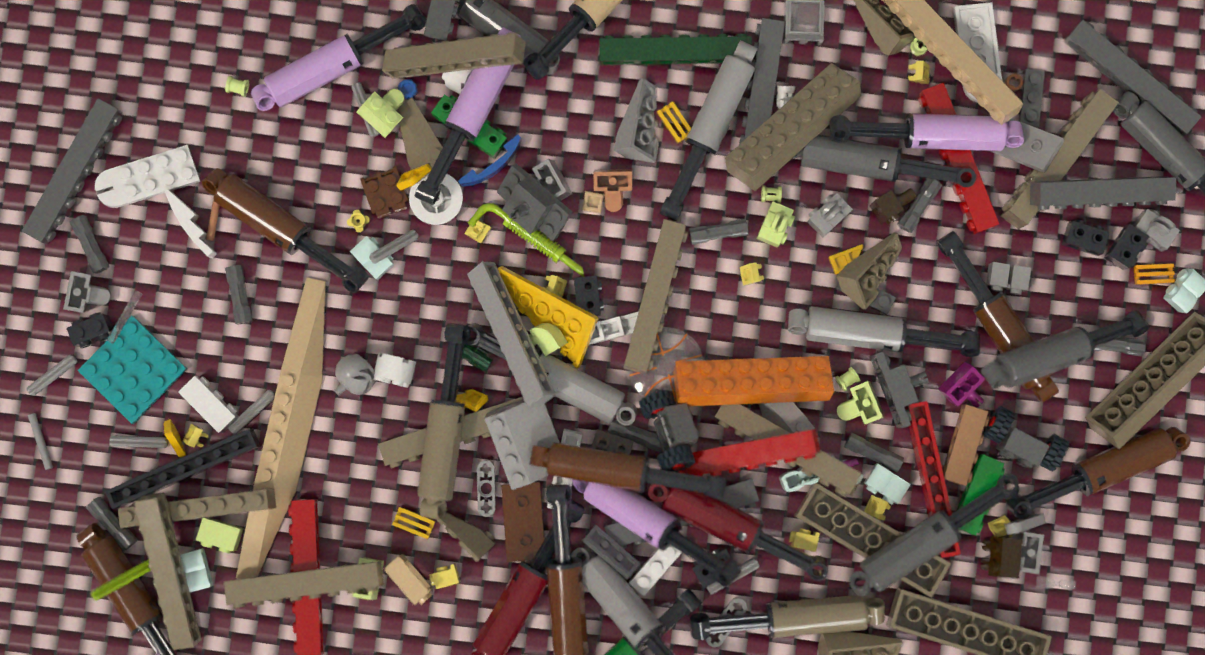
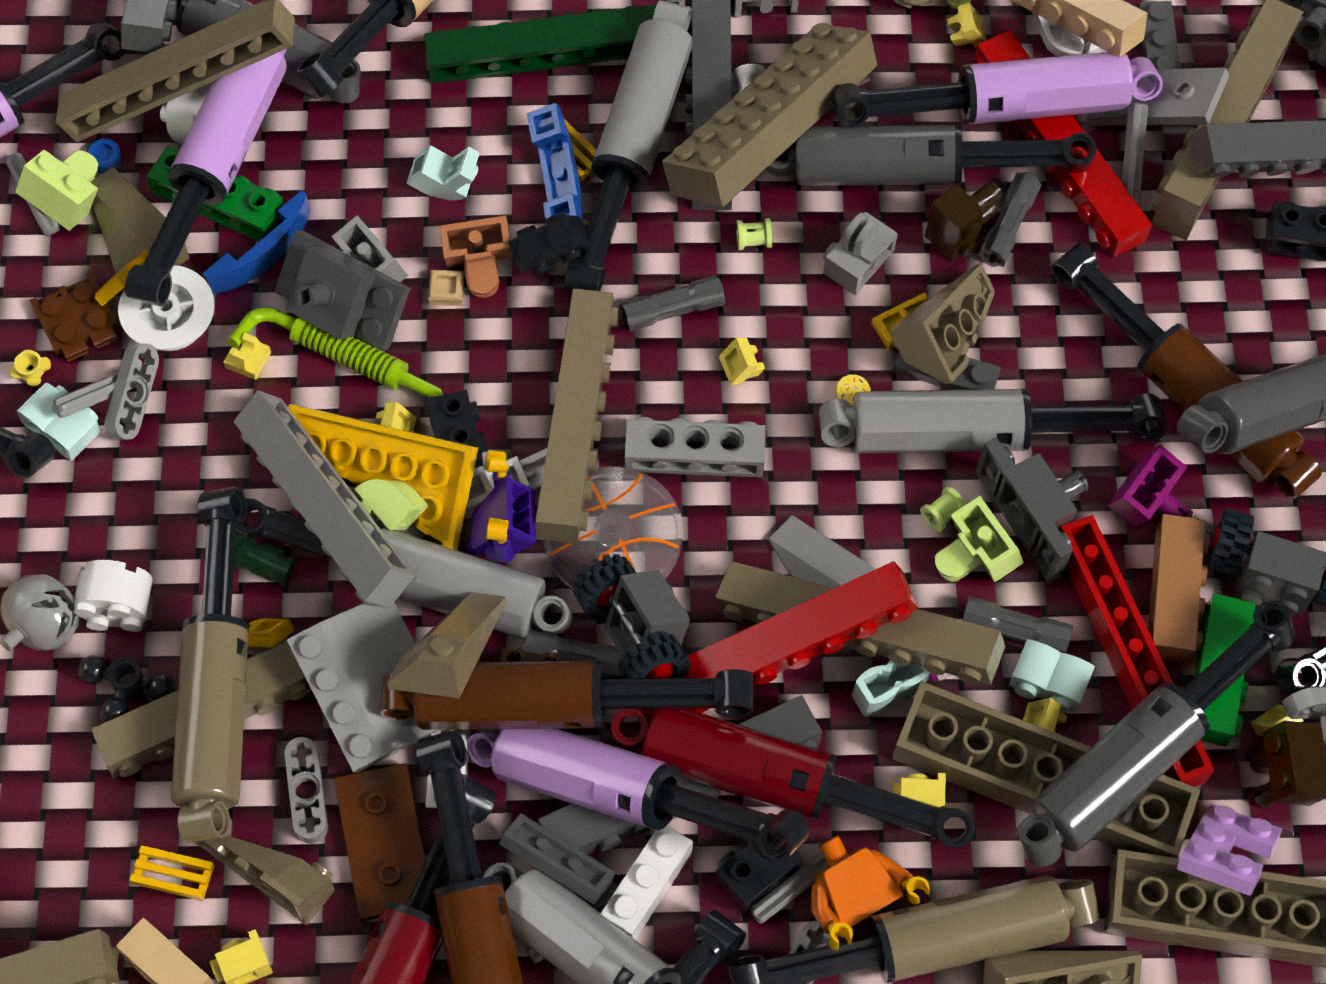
camera: 10 degrees left, 20 degrees down
(390, 432) = (95, 670): none -> black piece
(410, 239) = (143, 383): none -> light grey beam
(567, 441) = (450, 650): none -> dark tan wedge
(599, 131) = (444, 175): none -> light aqua brick
(607, 357) = (505, 518): none -> dark purple torso
(637, 131) = (508, 161): light grey wedge -> none
(653, 191) = (557, 241): none -> black brick
(666, 138) = (557, 161): none -> blue slope
(687, 322) = (710, 459): none -> light grey brick
(753, 381) = (774, 523): orange brick -> none
(762, 586) = (857, 887): none -> orange torso
(775, 224) = (769, 278): yellowish green brick -> none
(809, 299) = (849, 386): none -> light yellow tile
(946, 599) = (1210, 847): none -> lavender plate
(999, 174) = (1134, 148): none -> light grey axle
(1002, 276) = (1200, 314): light grey piece -> none

